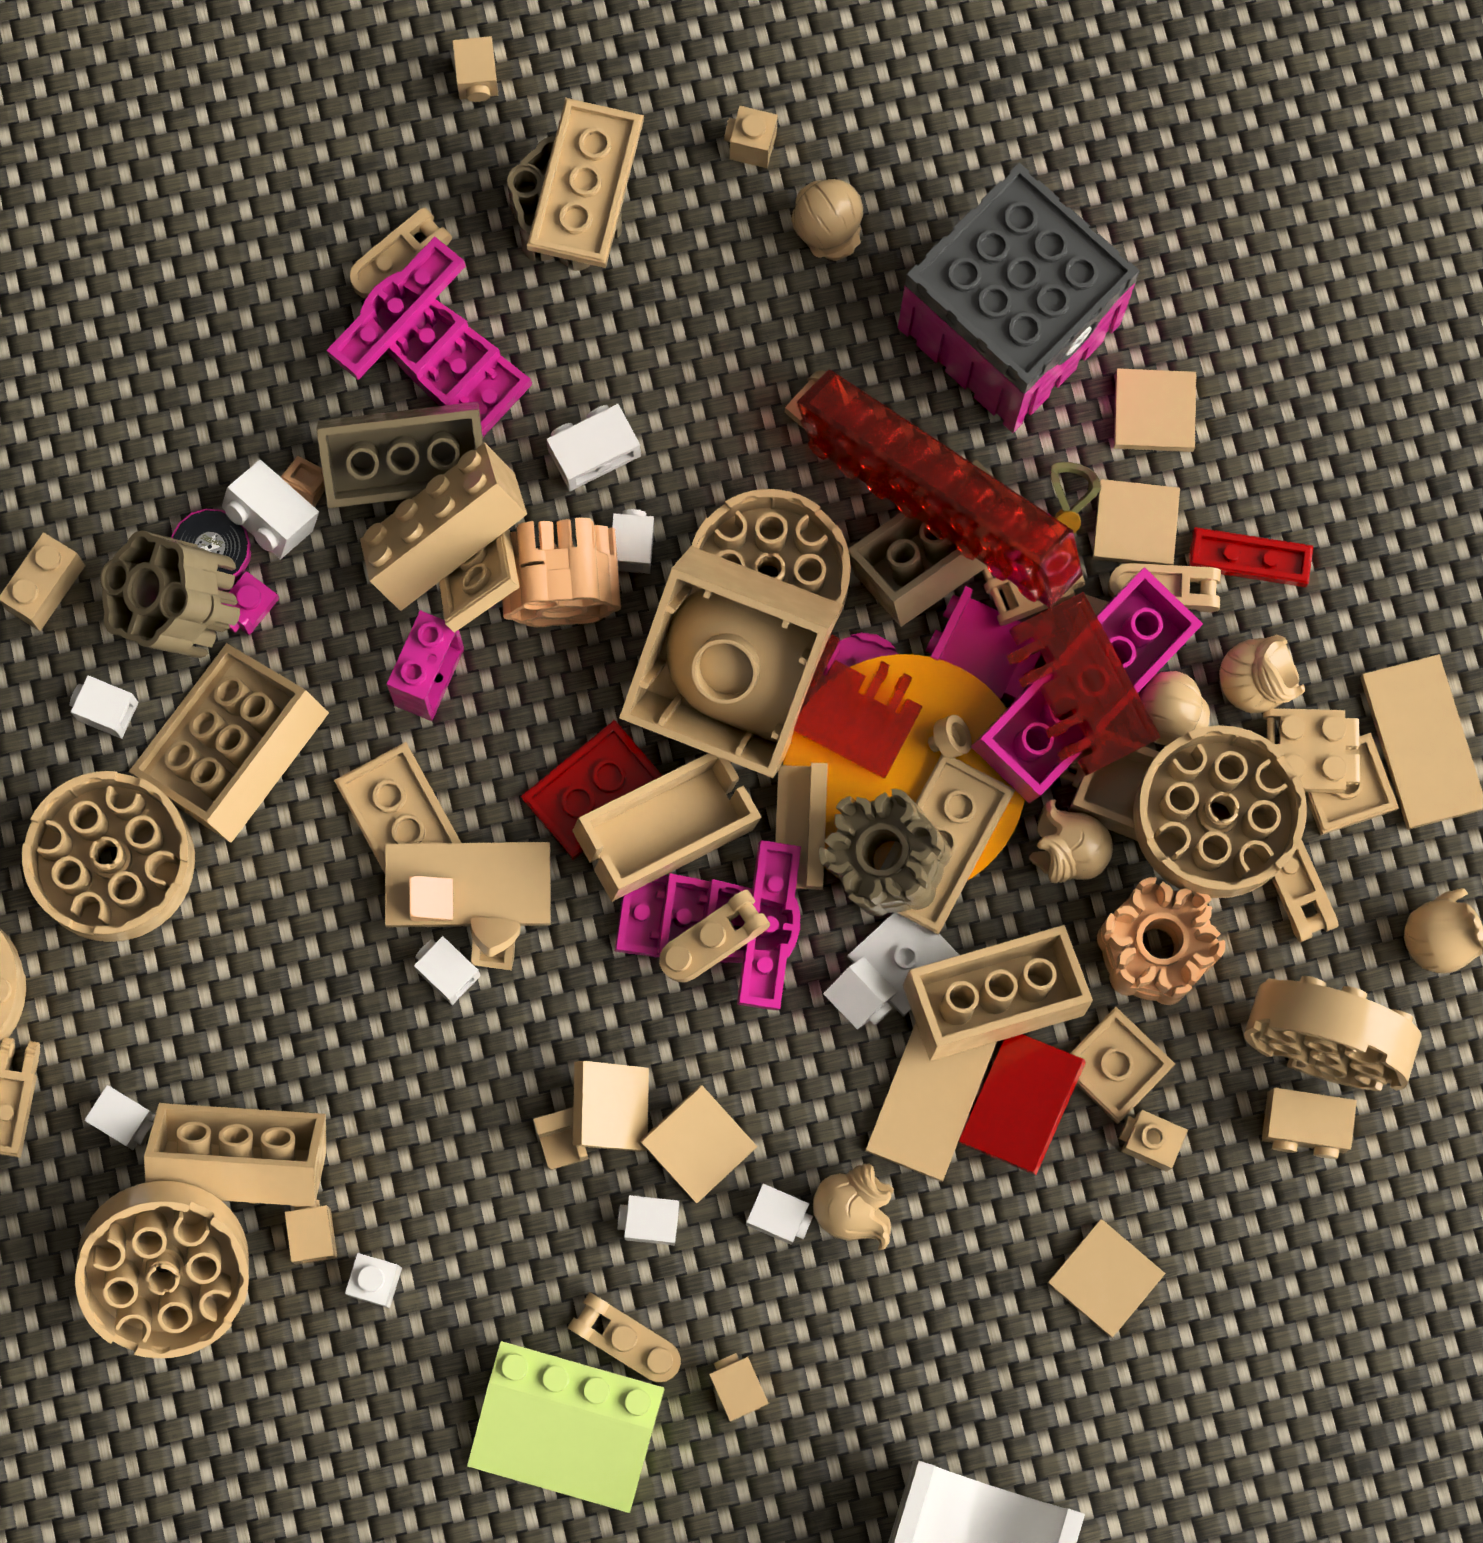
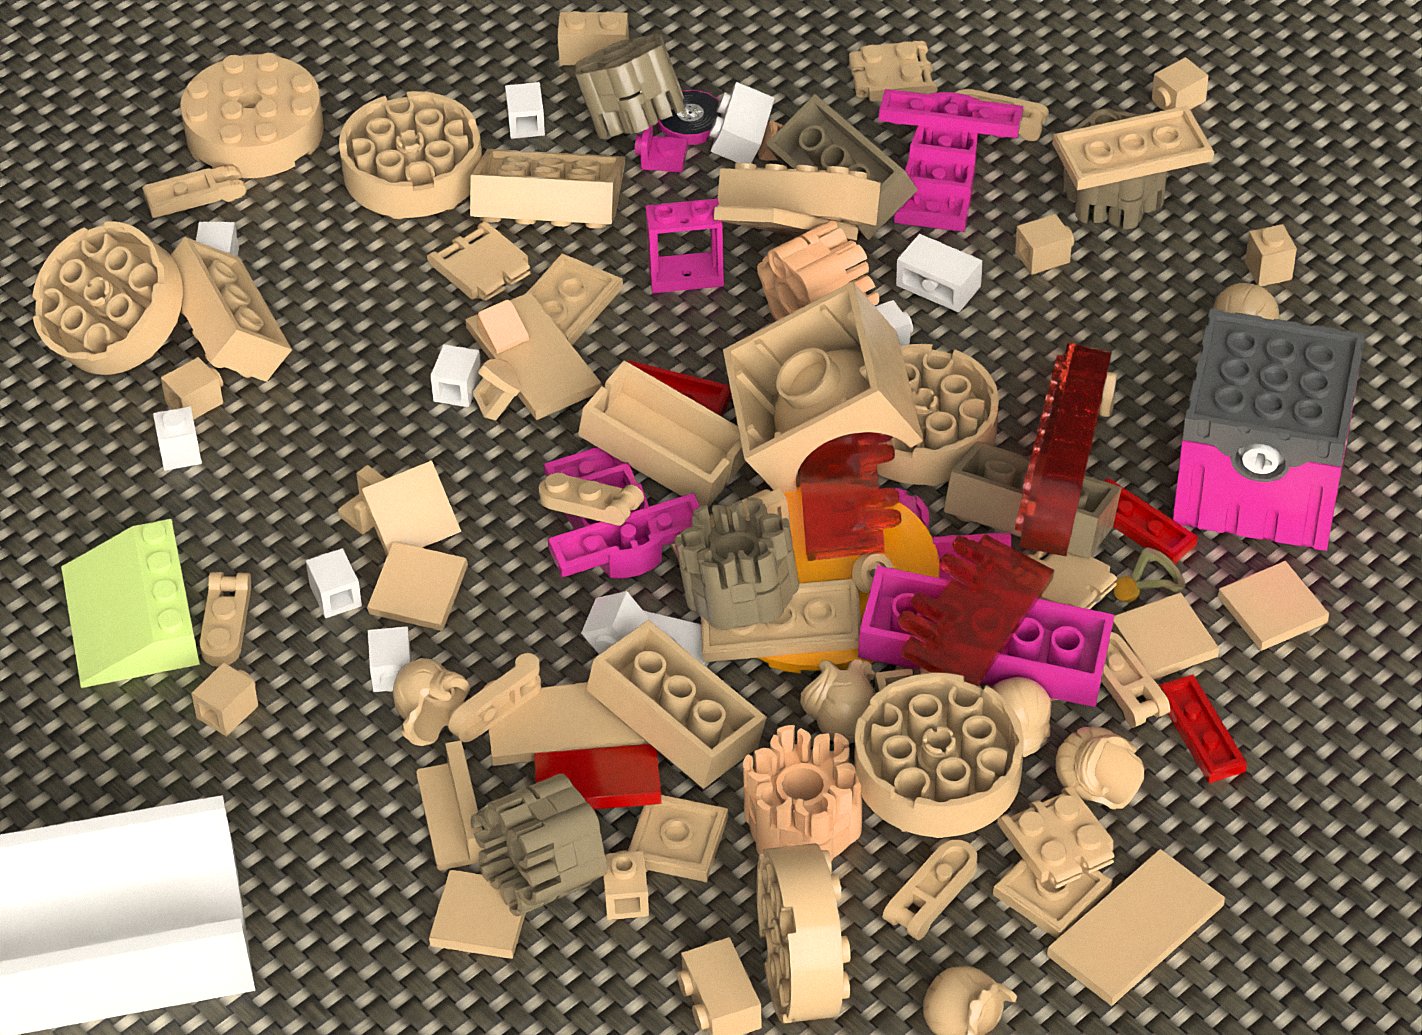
camera: 65 degrees right, 30 degrees down
(267, 316) = (892, 68): none -> tan plate
(300, 864) = (483, 265): none -> tan plate
(608, 326) = (1044, 244): none -> tan brick
(894, 1146) = (496, 699): none -> tan plate
(979, 1246) = (448, 809): none -> tan panel
(1011, 451) = (1151, 527): none -> red tile
(1101, 1192) = (547, 843): none -> dark tan piece

